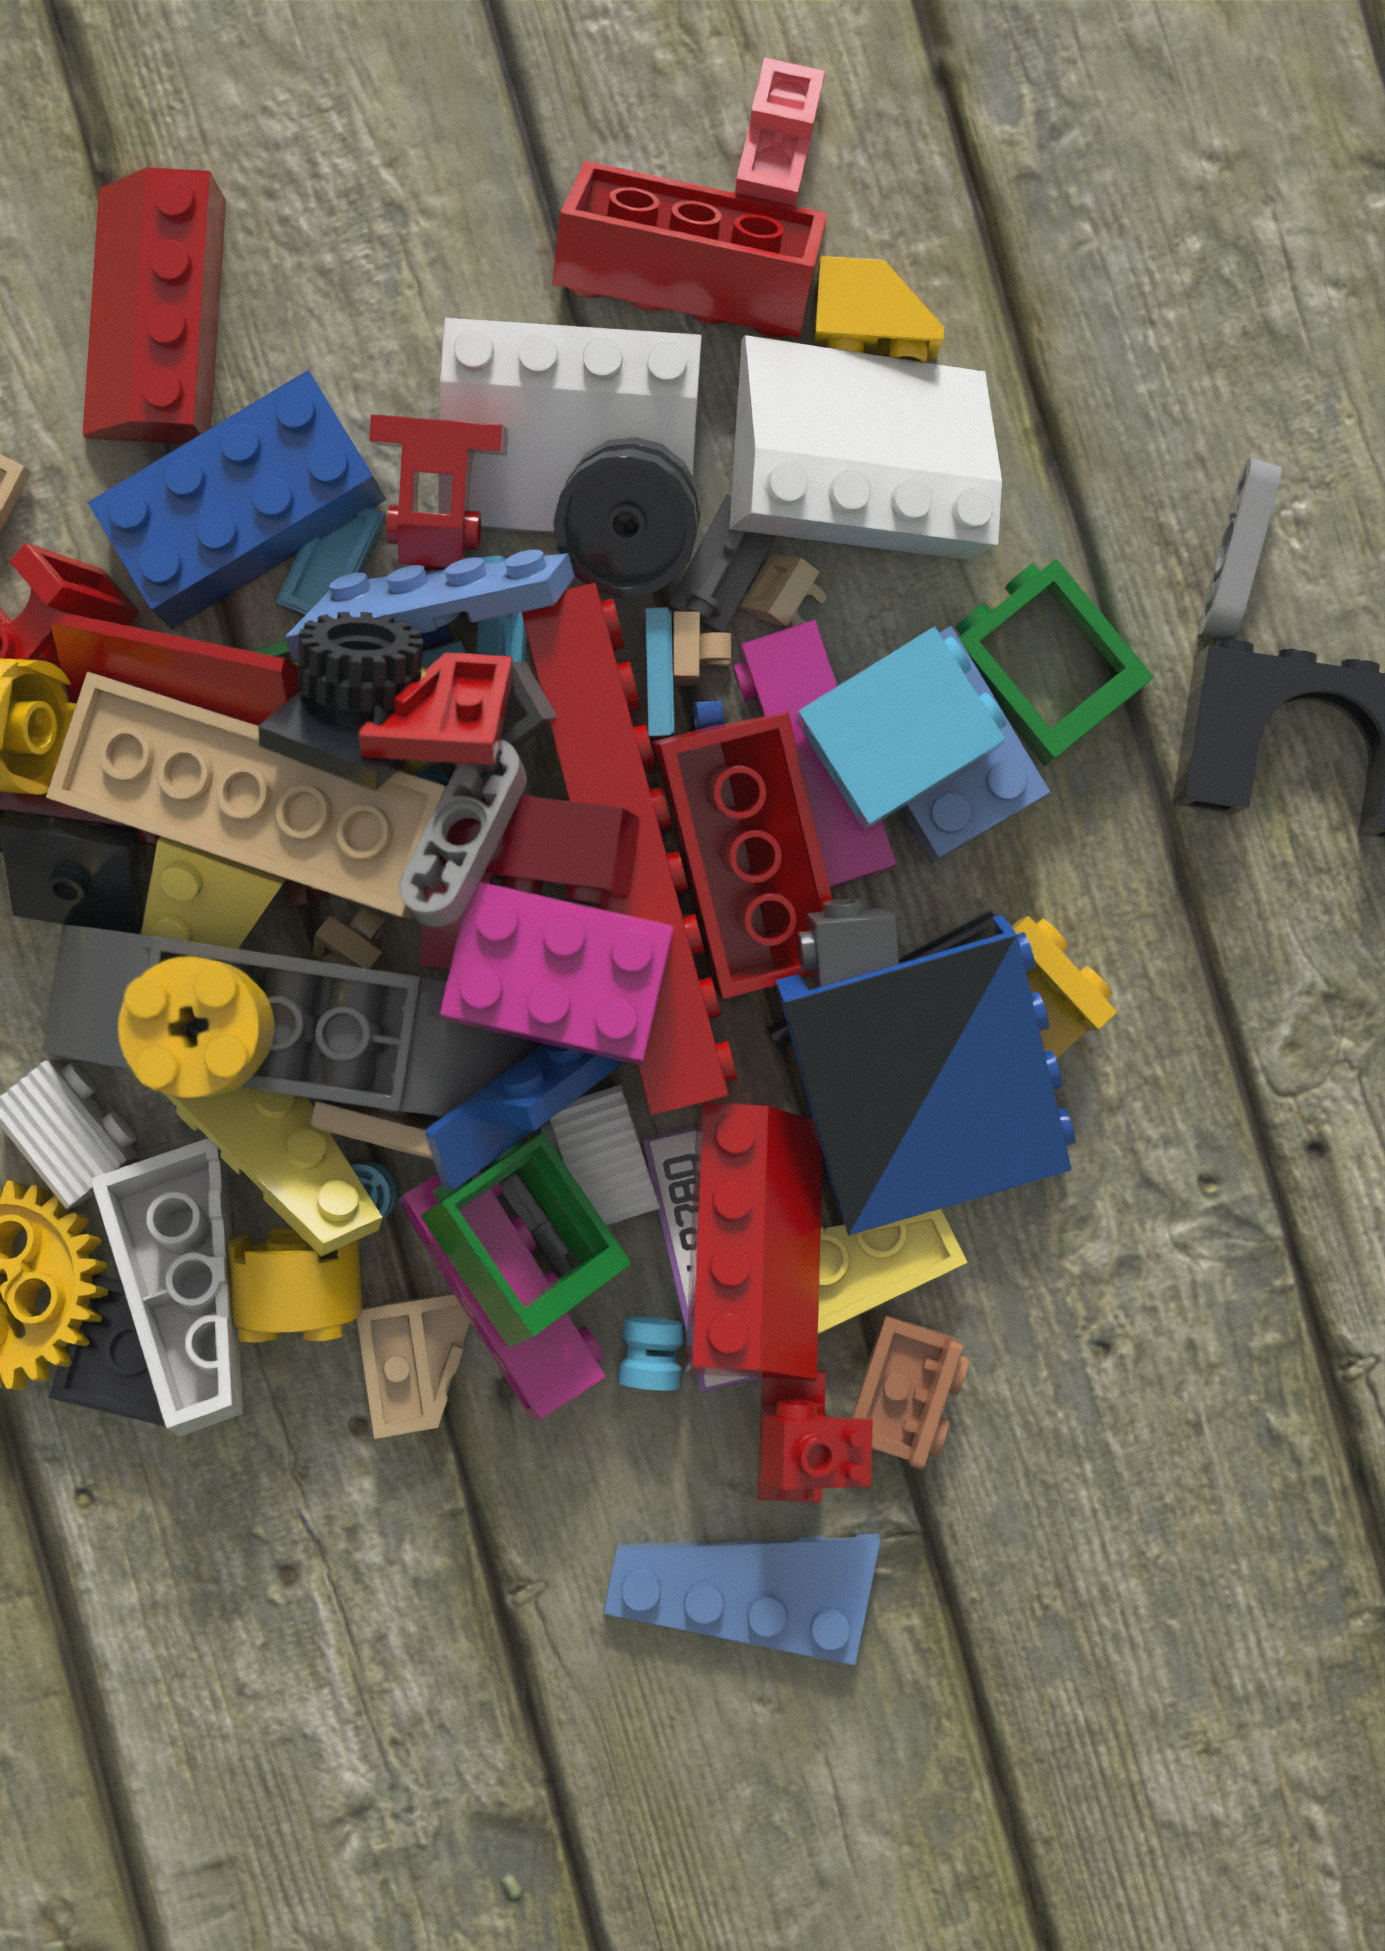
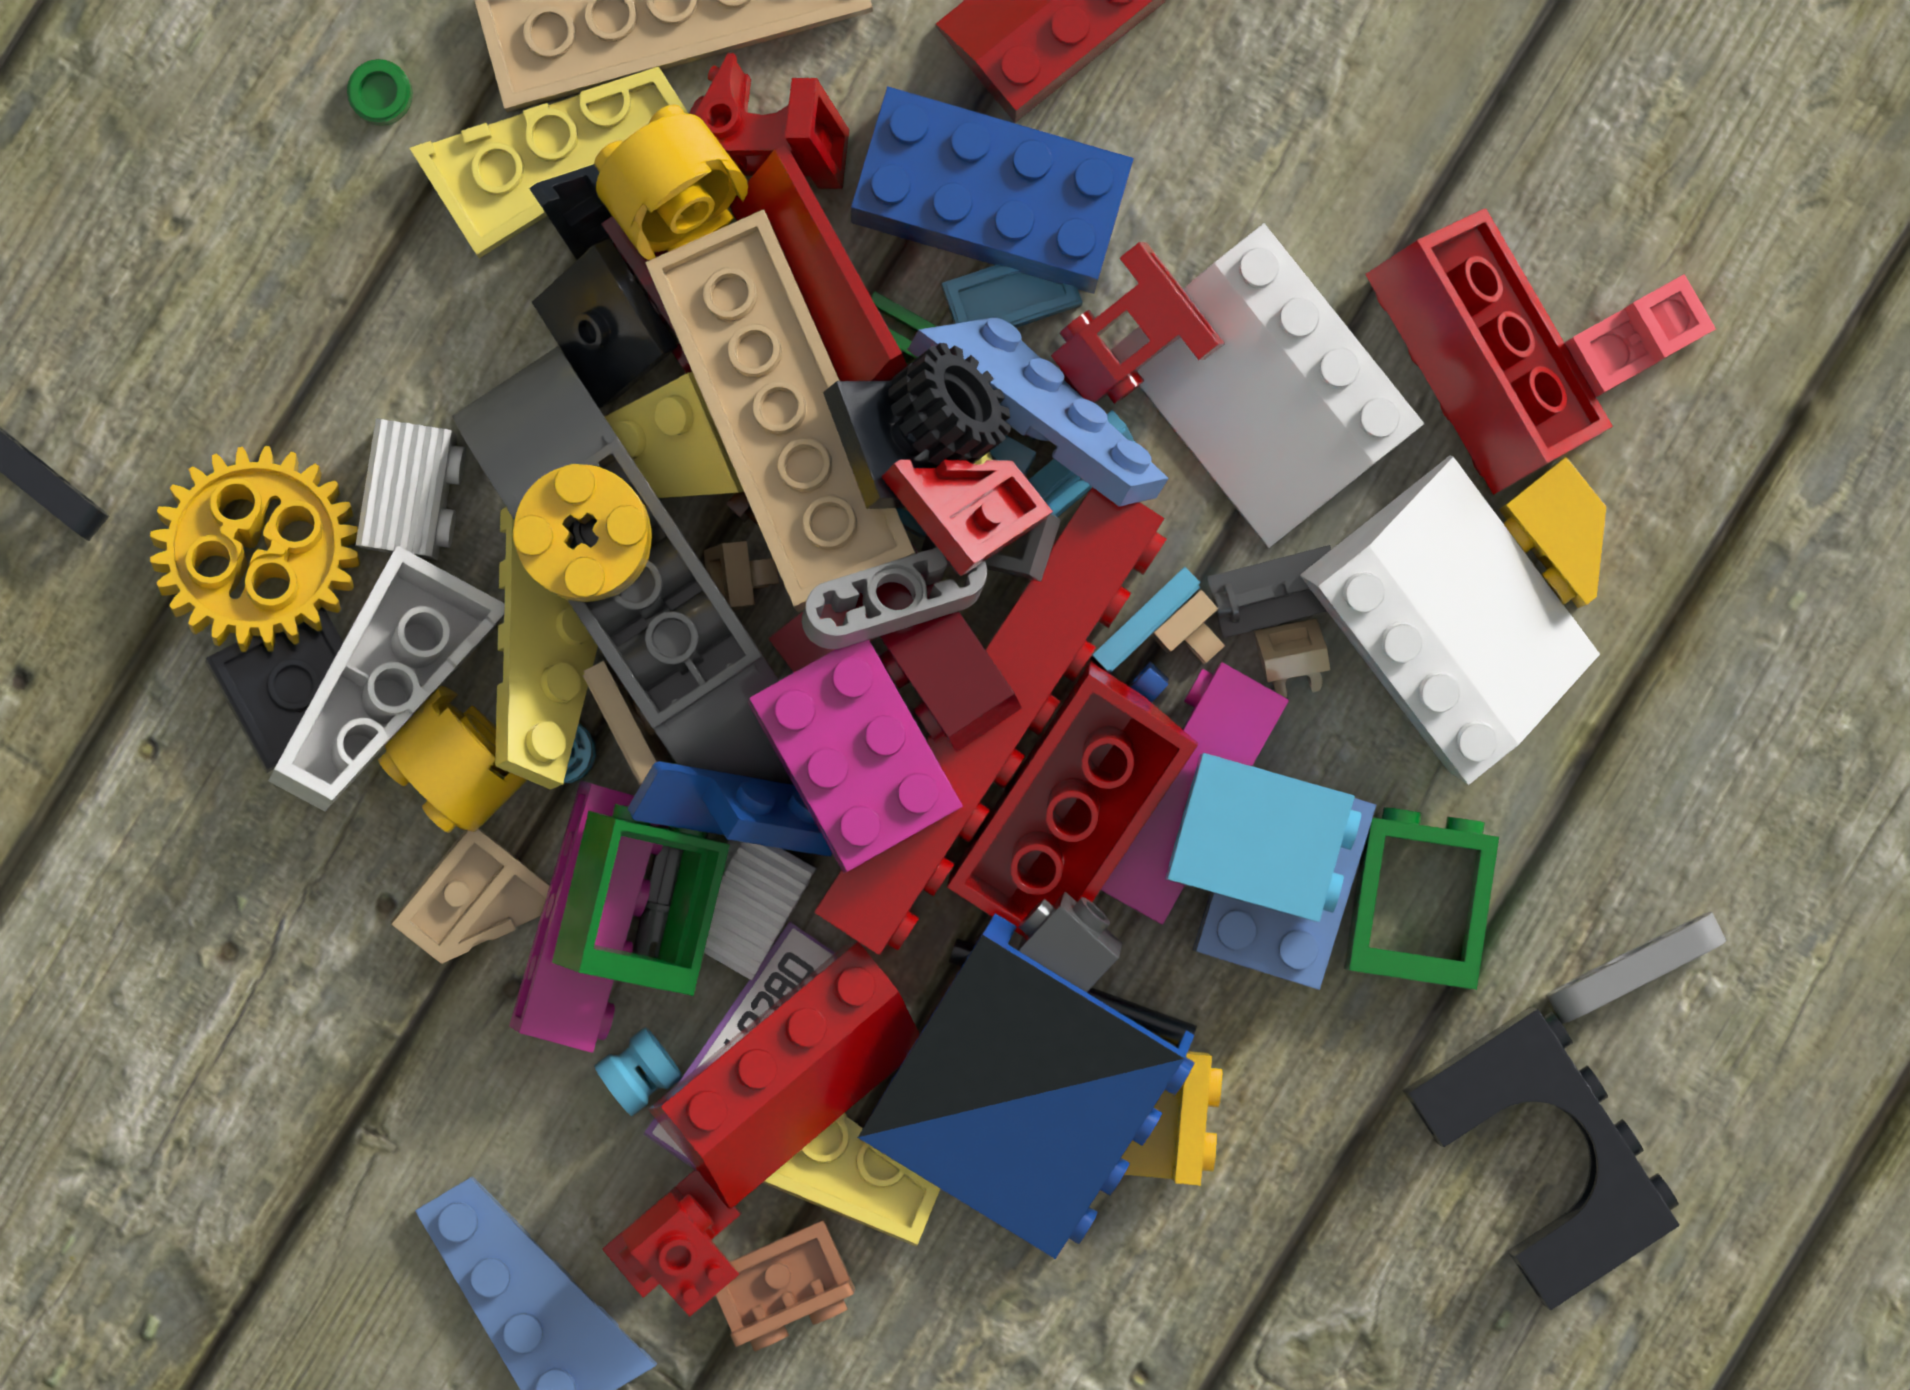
camera: 45 degrees right, 0 degrees up
(635, 479) = (1240, 493): black wheel -> none

